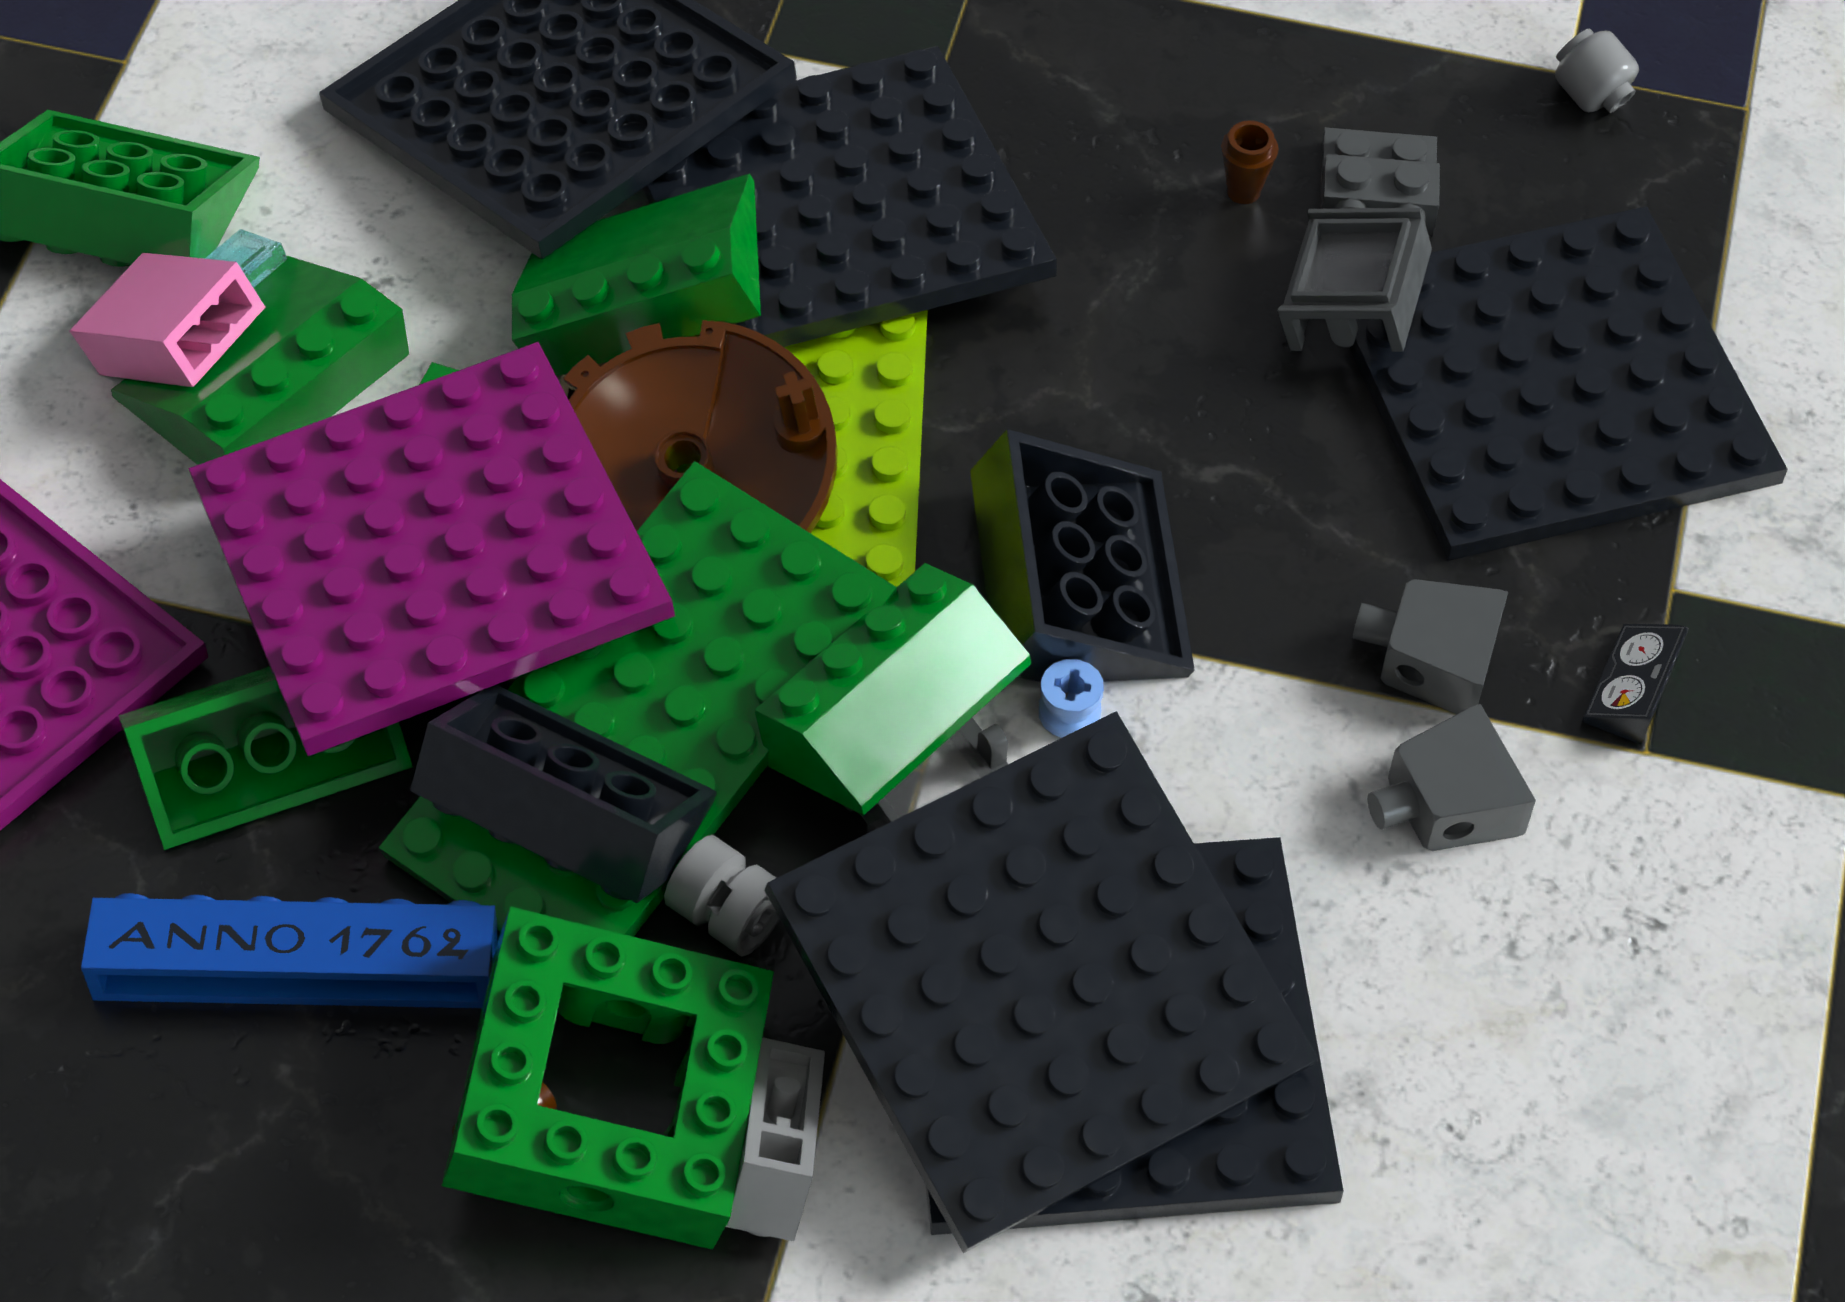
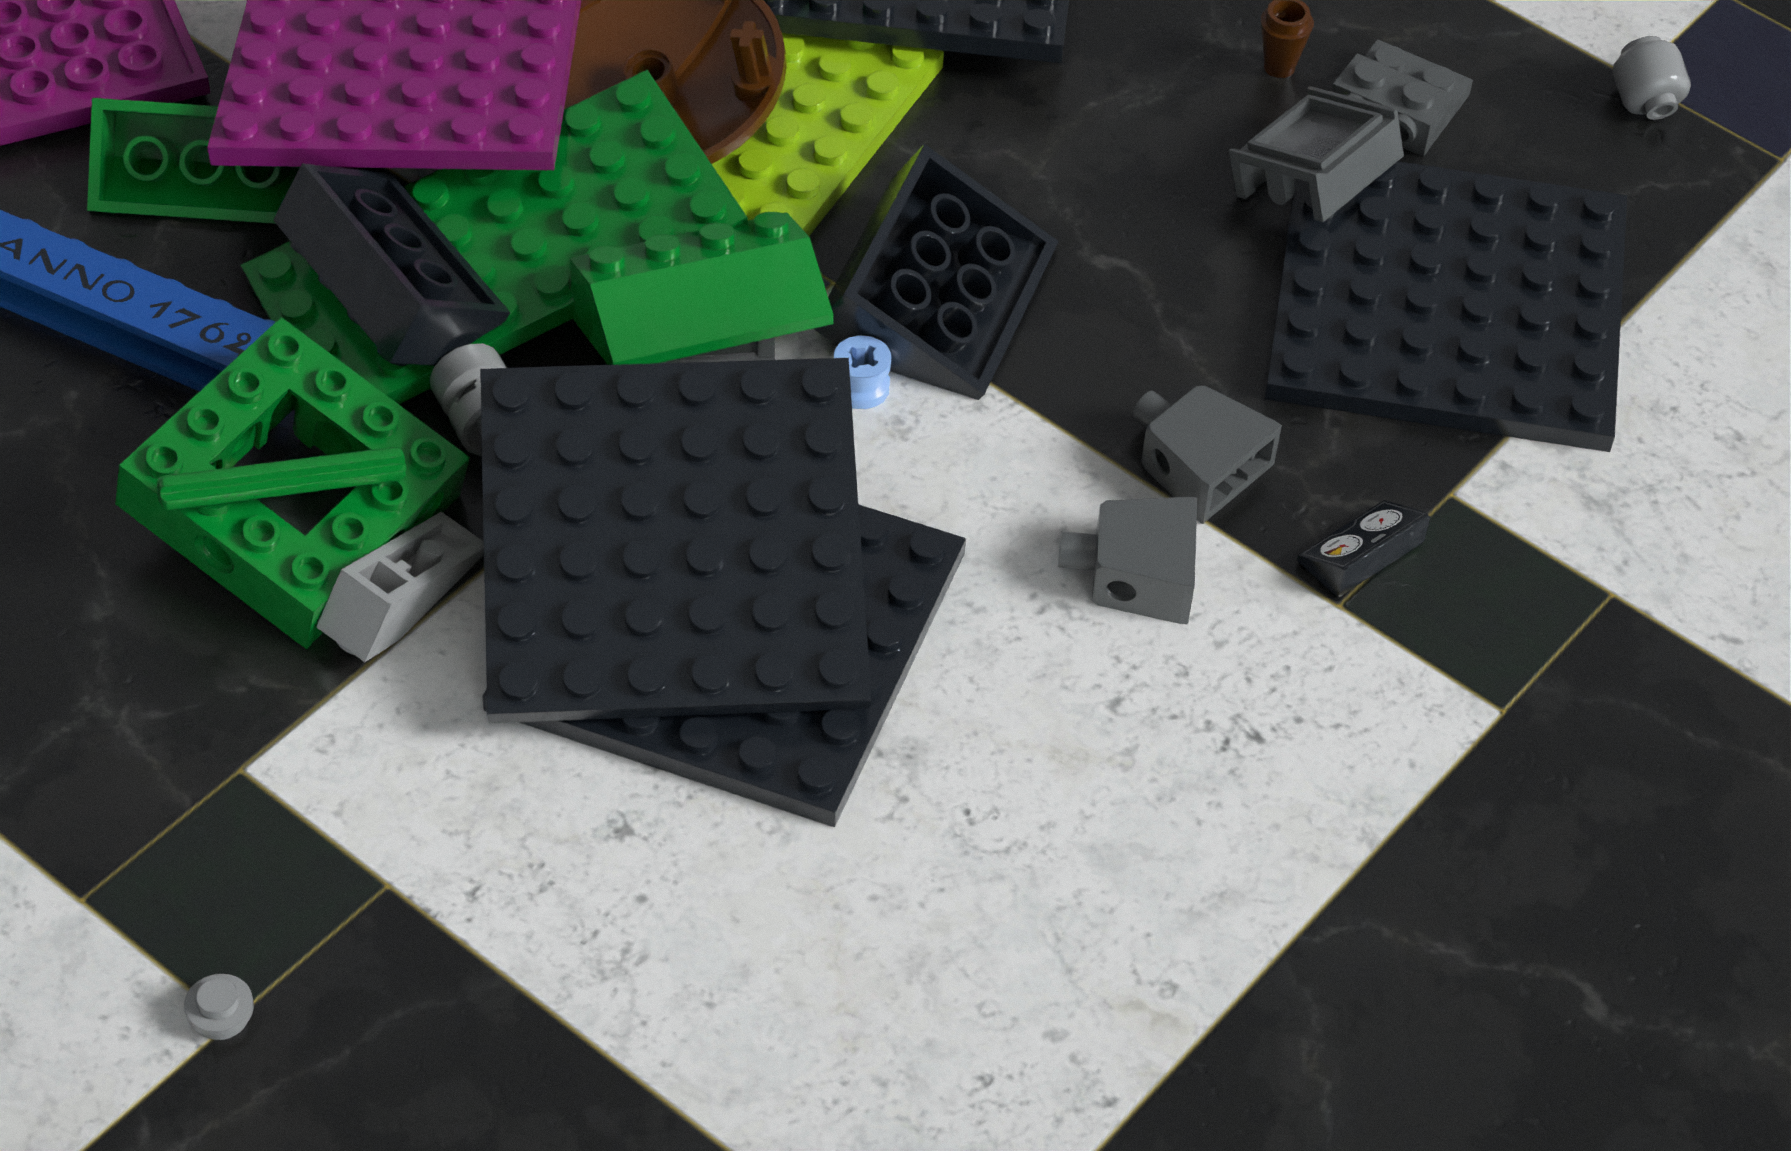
camera: 25 degrees right, 5 degrees down
(628, 1092) = (280, 478): none -> green axle

